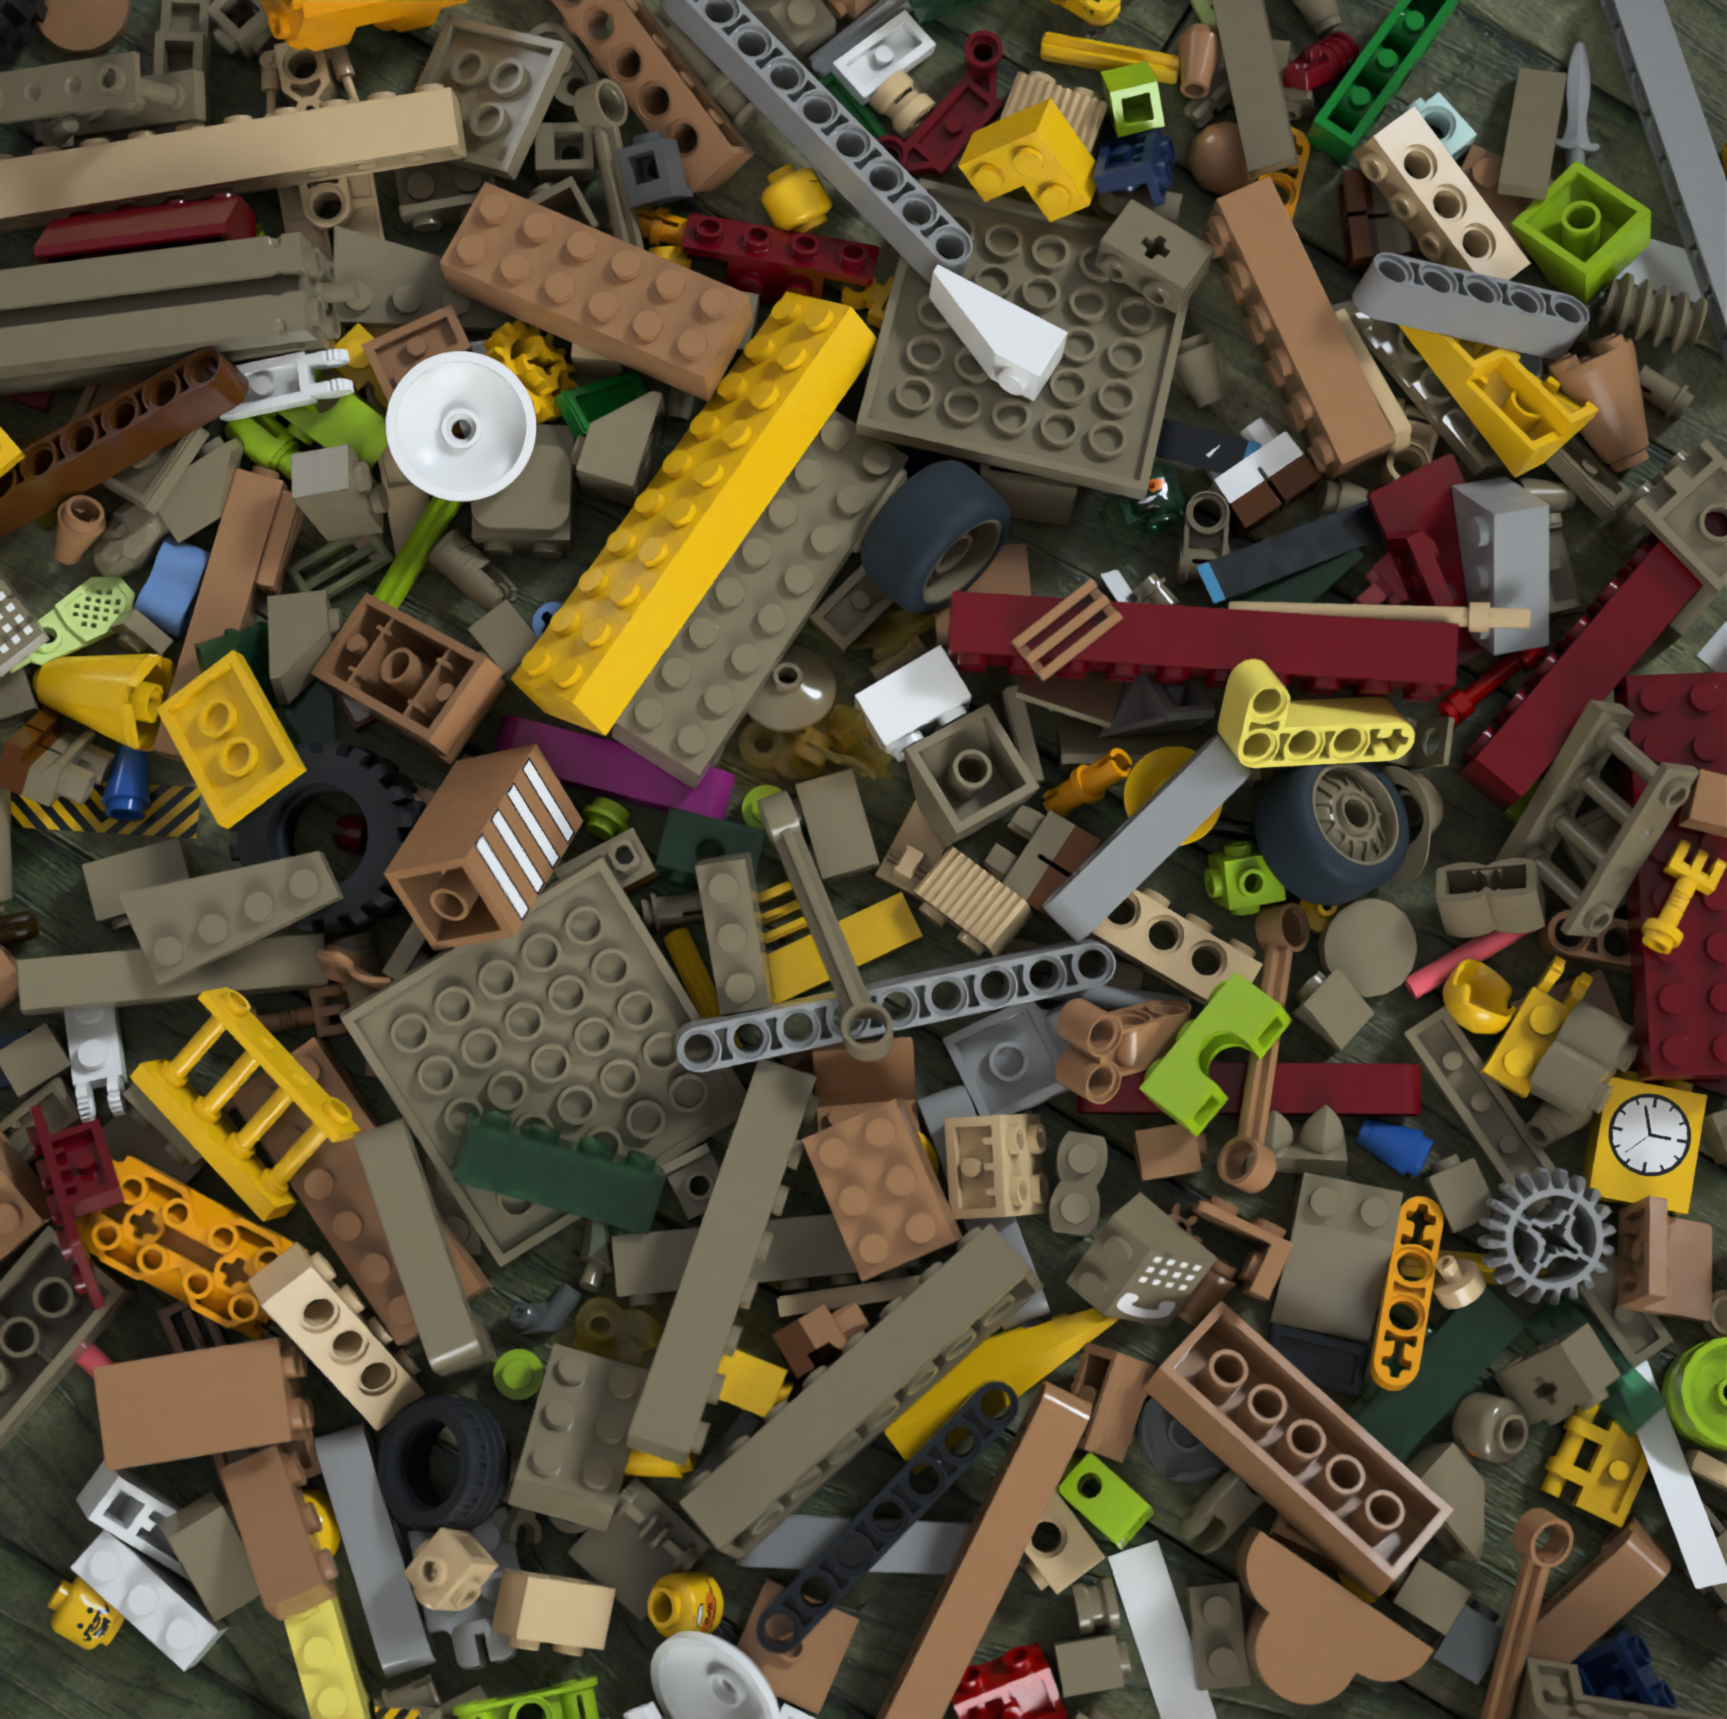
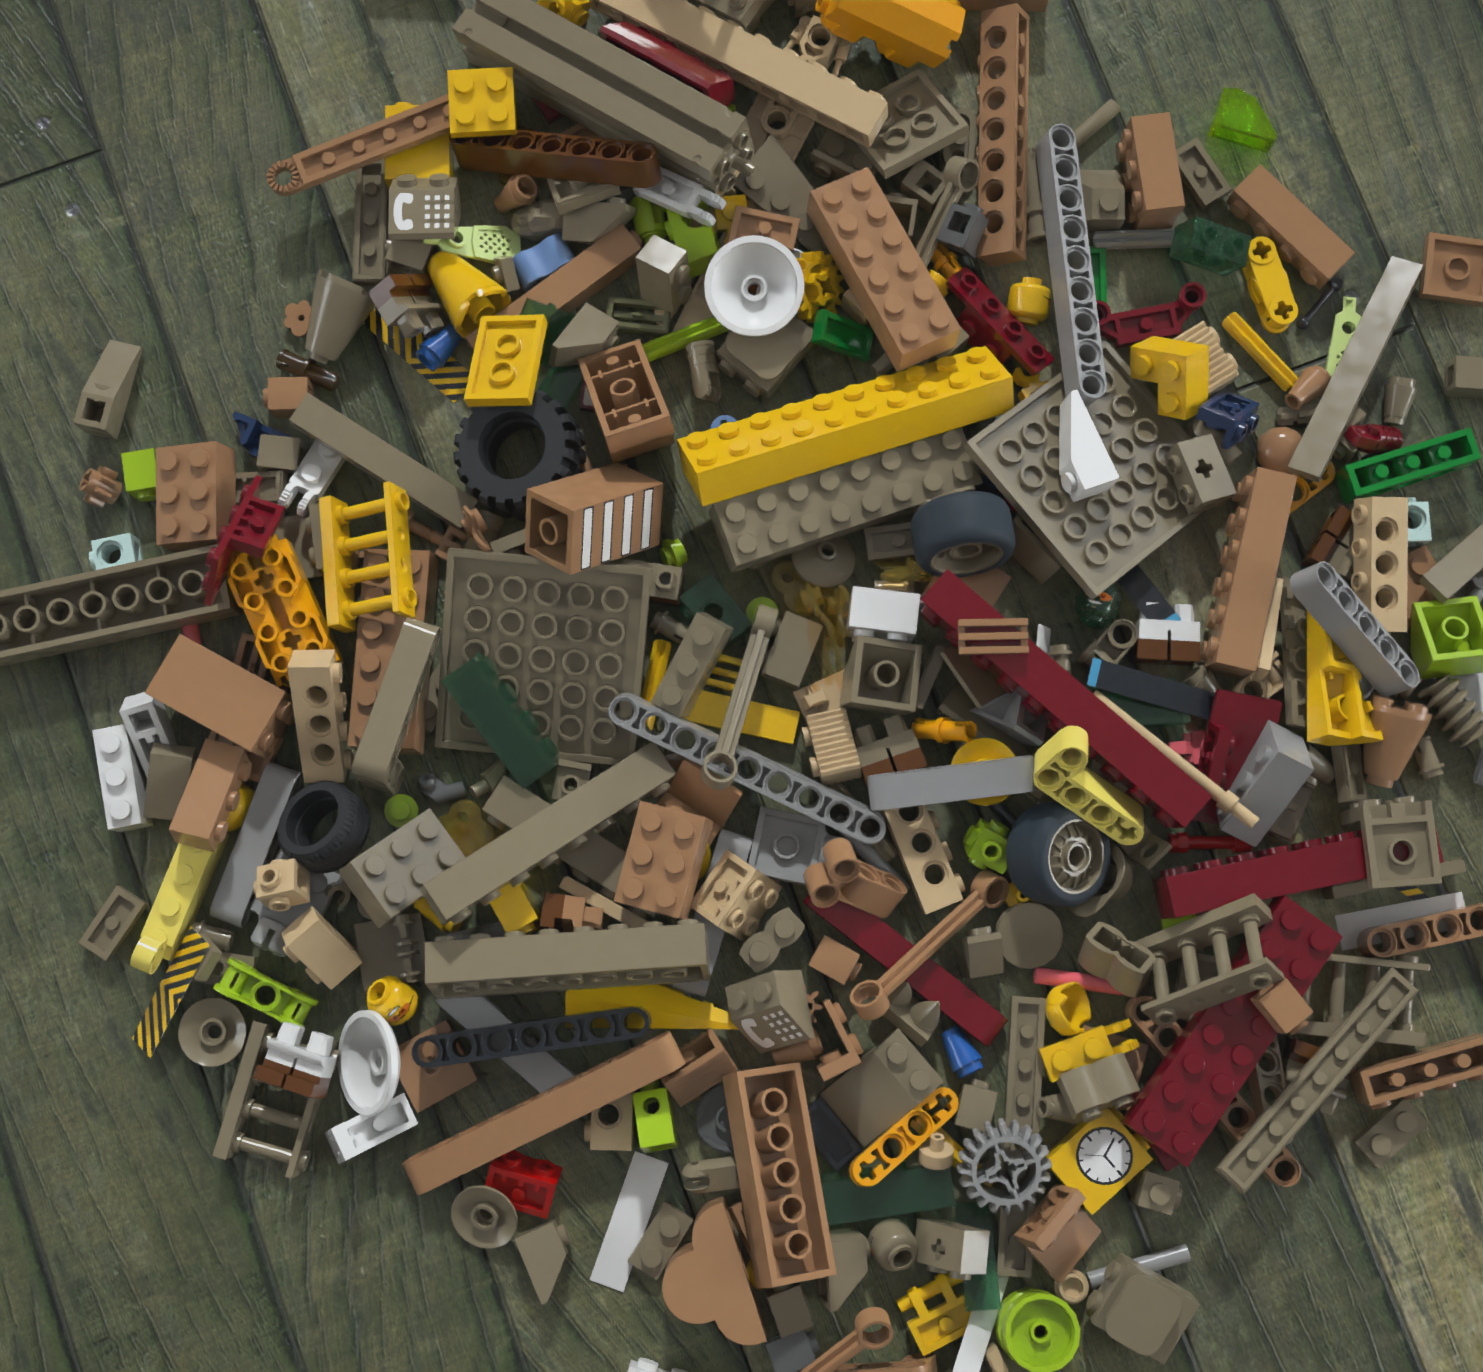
camera: 40 degrees right, 0 degrees up
(83, 1614) = (81, 760): yellow head -> none
(132, 871) = (406, 404): dark tan brick -> none
(218, 913) = (428, 447): dark tan wing -> none
(280, 545) = (613, 282): medium nougat tile -> none
(354, 834) = (533, 460): dark red hinge -> none
(503, 638) = (691, 416): dark tan brick -> none
(616, 770) = (698, 532): magenta beam -> none
(620, 450) = (832, 363): dark tan slope -> none
(891, 48) = (1135, 260): white plate -> none
(902, 103) = (1126, 292): tan wheel -> none
(1090, 1663) = (580, 1200): dark tan brick -> none
(1095, 1606) = (607, 1172): dark tan wheel -> none
(1132, 99) = (1254, 381): lime brick -> none
(1199, 370) = (1177, 554): dark tan cone -> none
(1235, 1017) = (924, 915): lime arch -> none
(1663, 933) = (1195, 1051): yellow hinge -> none

